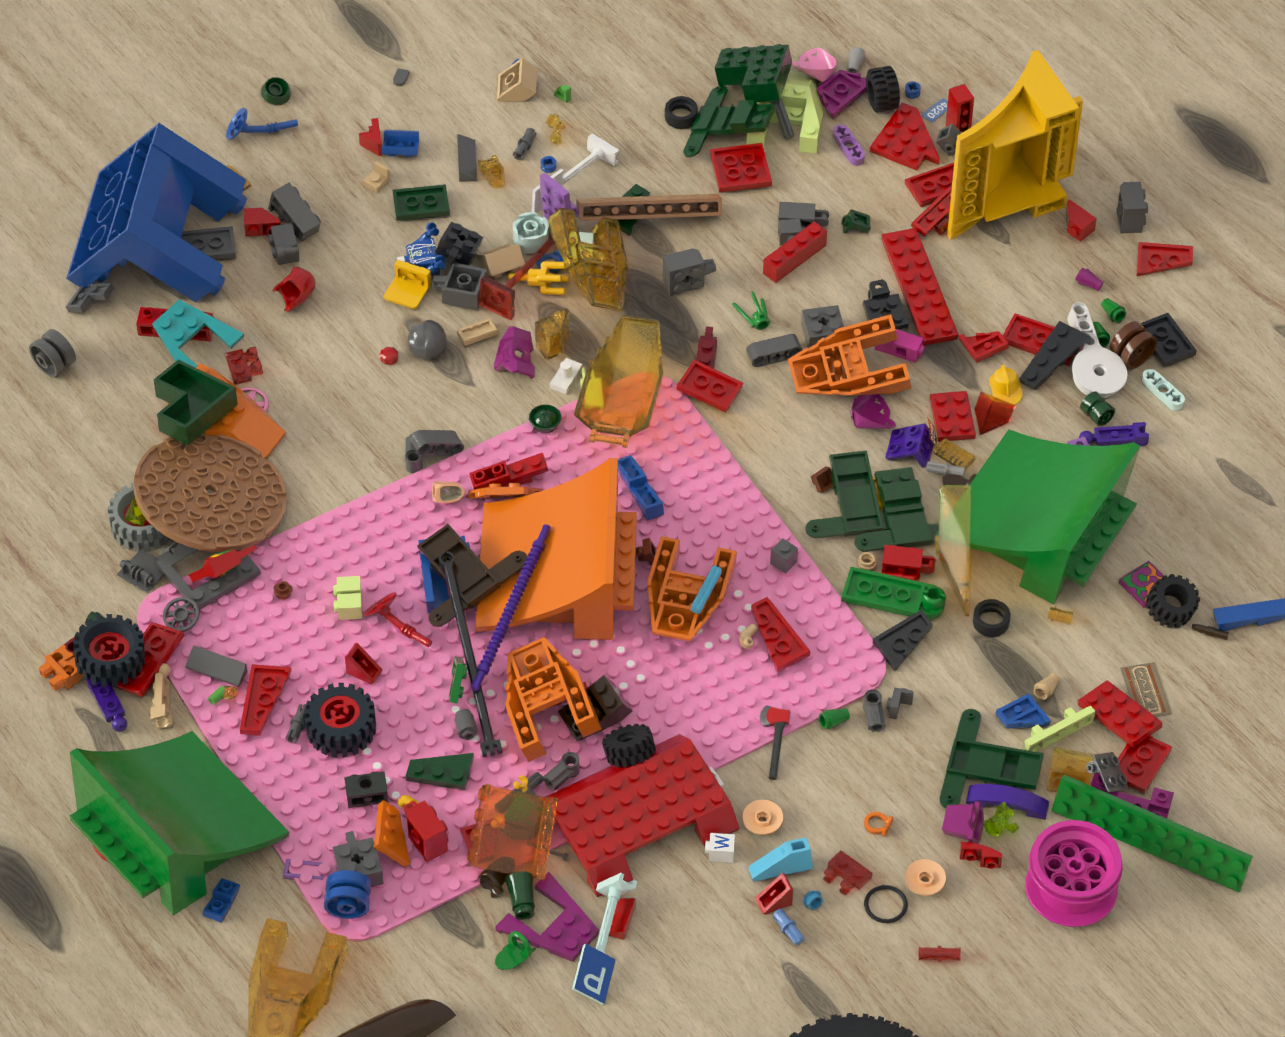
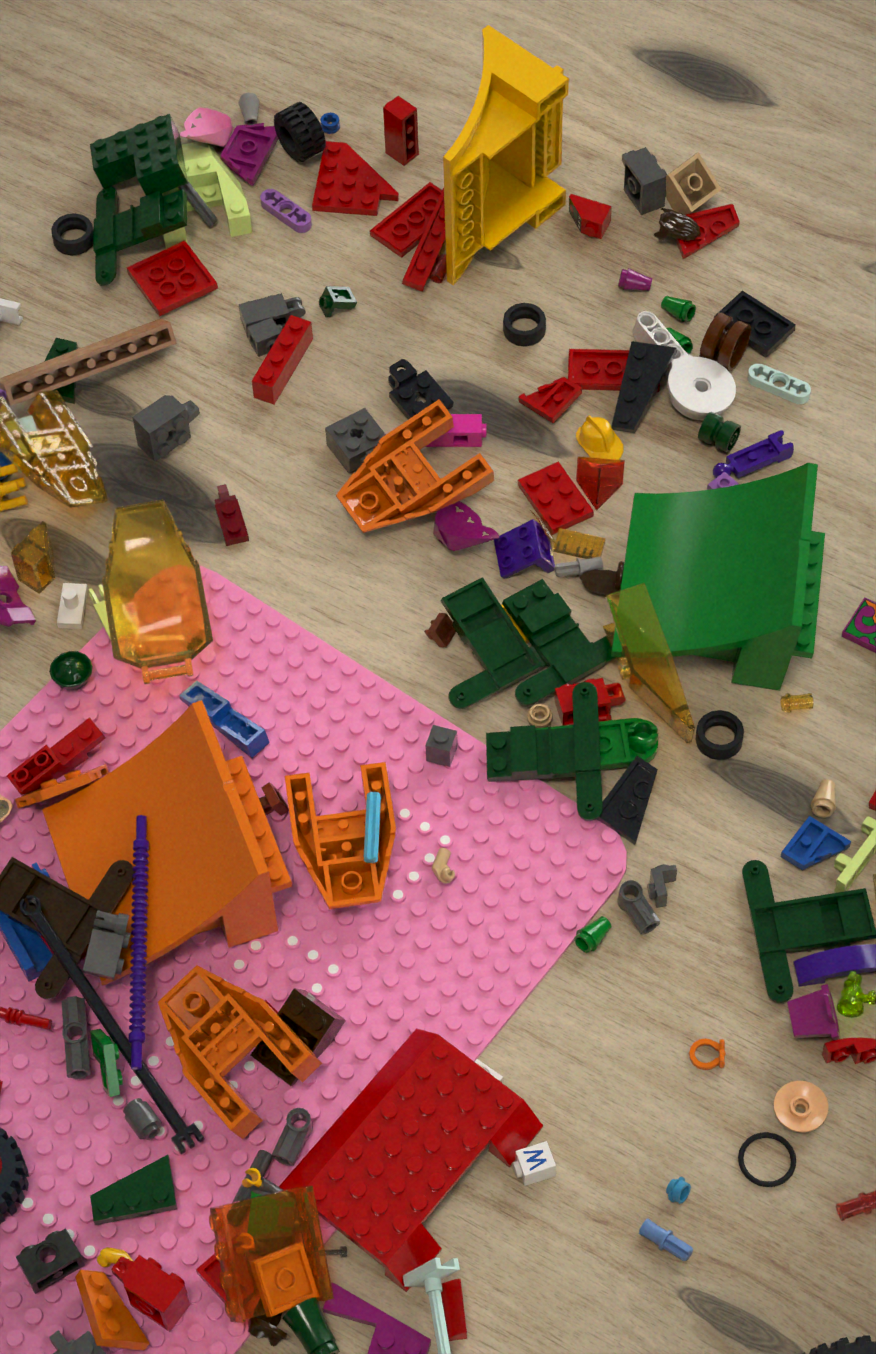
camera: 20 degrees left, 5 degrees up
(443, 658) = (76, 1050): none -> dark grey piece
(487, 602) = (106, 945): none -> dark grey hinge
(515, 852) = (284, 1279): none -> orange tile
(629, 745) = (364, 1071): black tyre -> none
(709, 386) = (254, 559): red plate -> none
(760, 319) = (276, 454): green plant -> none
(762, 810) = (567, 1090): light nougat dish -> none
(773, 350) = (311, 488): dark grey beam -> none
(776, 895) = (631, 1203): red slope -> none
(779, 637) = (479, 851): red wing -> none
(779, 718) = (530, 961): piece -> none
(787, 858) = (621, 1151): medium azure slope -> none
(850, 870) = (702, 1131): clear red plate -> none
(863, 588) = (555, 753): none -> dark green piece
(919, 286) = (444, 353): red plate -> none
(936, 110) = (368, 137): medium blue sticker -> none
(947, 138) = (402, 166): dark grey brick -> none
(985, 294) = (527, 311): none -> black tyre
(1140, 249) = (677, 226): none -> dark brown piece
(1164, 221) = (690, 185): none -> tan slope

